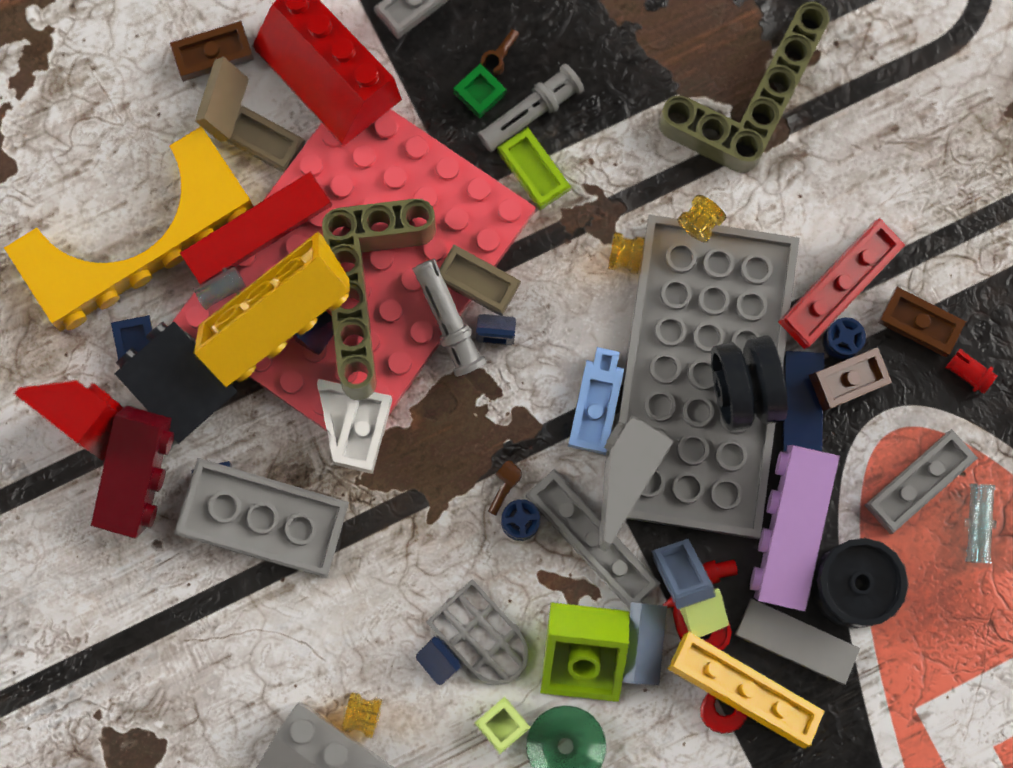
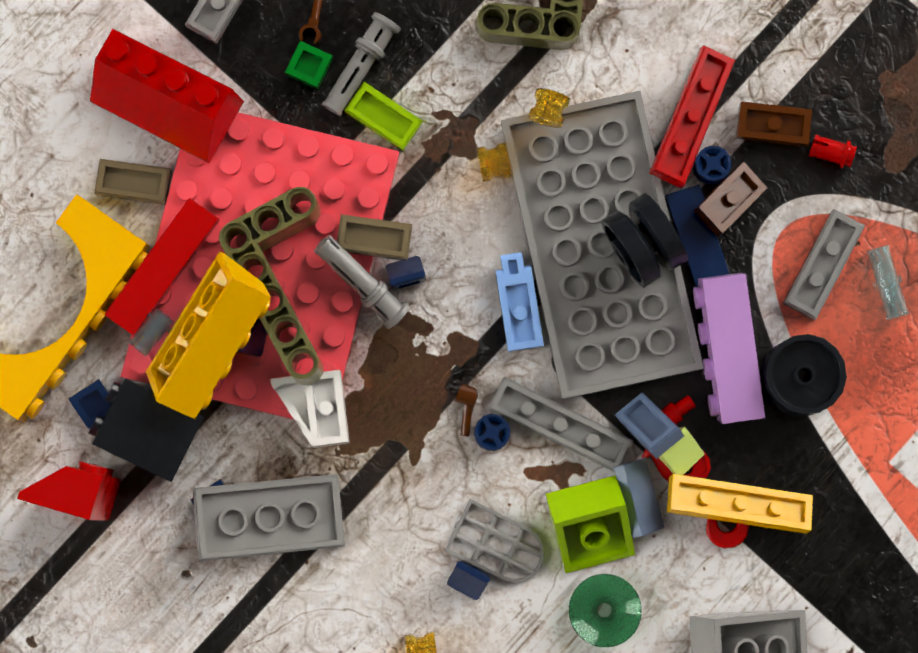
camera: 15 degrees left, 5 degrees up
(132, 472) = (142, 522): dark red brick -> none
(197, 53) = (56, 120): reddish brown plate -> none
(222, 99) = (84, 162): dark tan tile -> none
(502, 725) = (544, 614): yellowish green slope -> none
(630, 465) = (569, 353): light grey slope -> none
(797, 641) = (768, 444): light grey tile -> none

